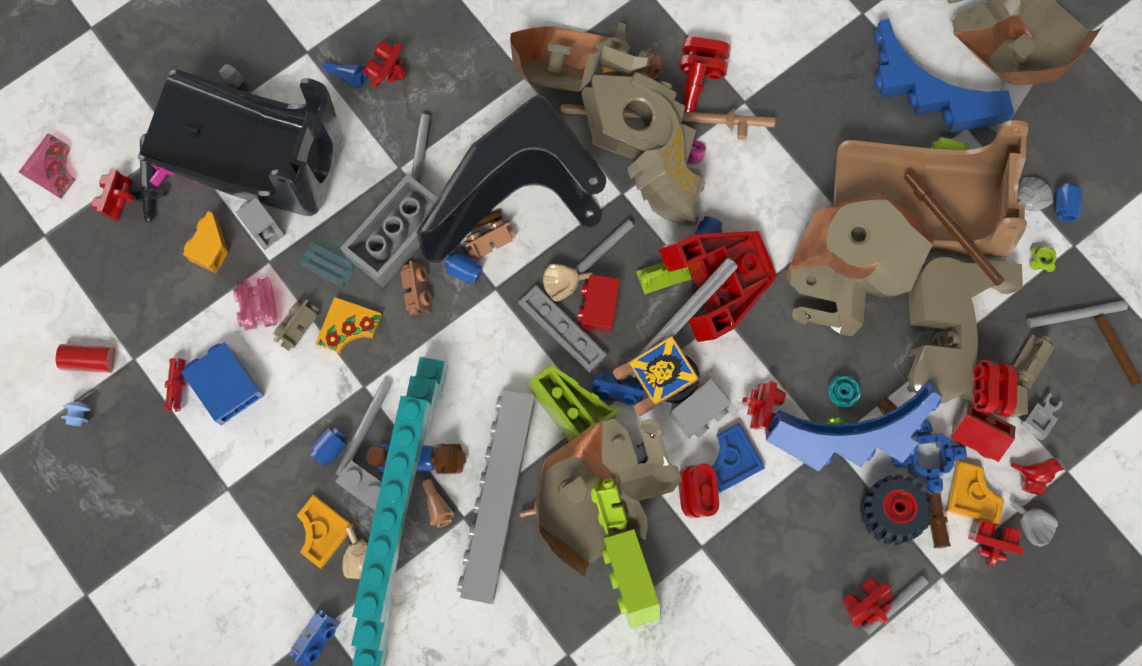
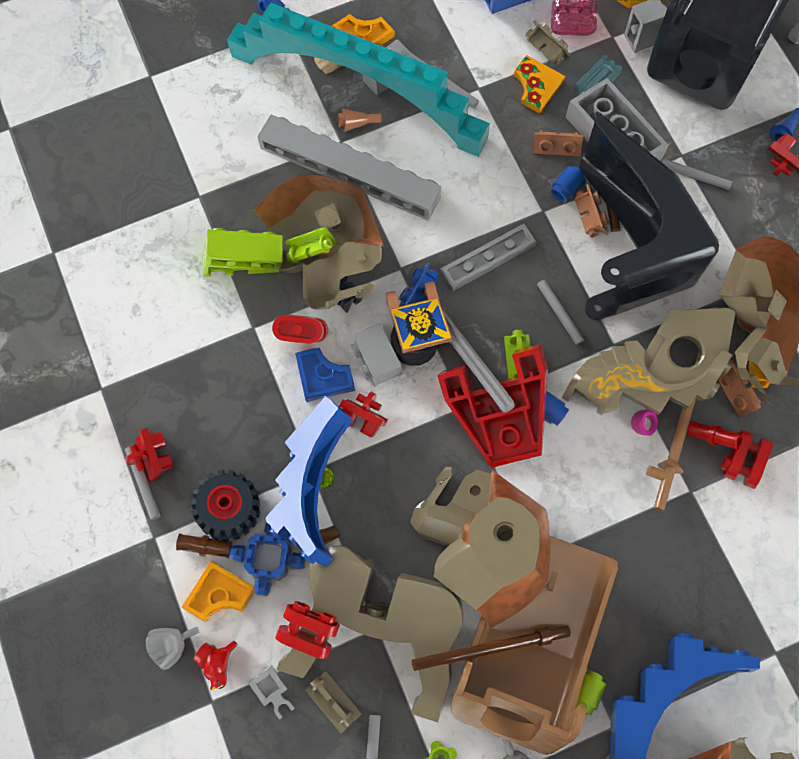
camera: 110 degrees right, 5 degrees down
(328, 446) = (431, 48): blue brick -> none
(445, 458) = (396, 130): reddish brown piece -> none
(561, 281) = (535, 265): tan piece -> none
(568, 403) = (412, 239): lime wedge -> none
(599, 303) = (503, 291): red brick -> none
(844, 383) = (354, 487): teal plate -> none
(983, 433) = (267, 617): red brick -> none
(984, 535) = (163, 593): red hips -> none

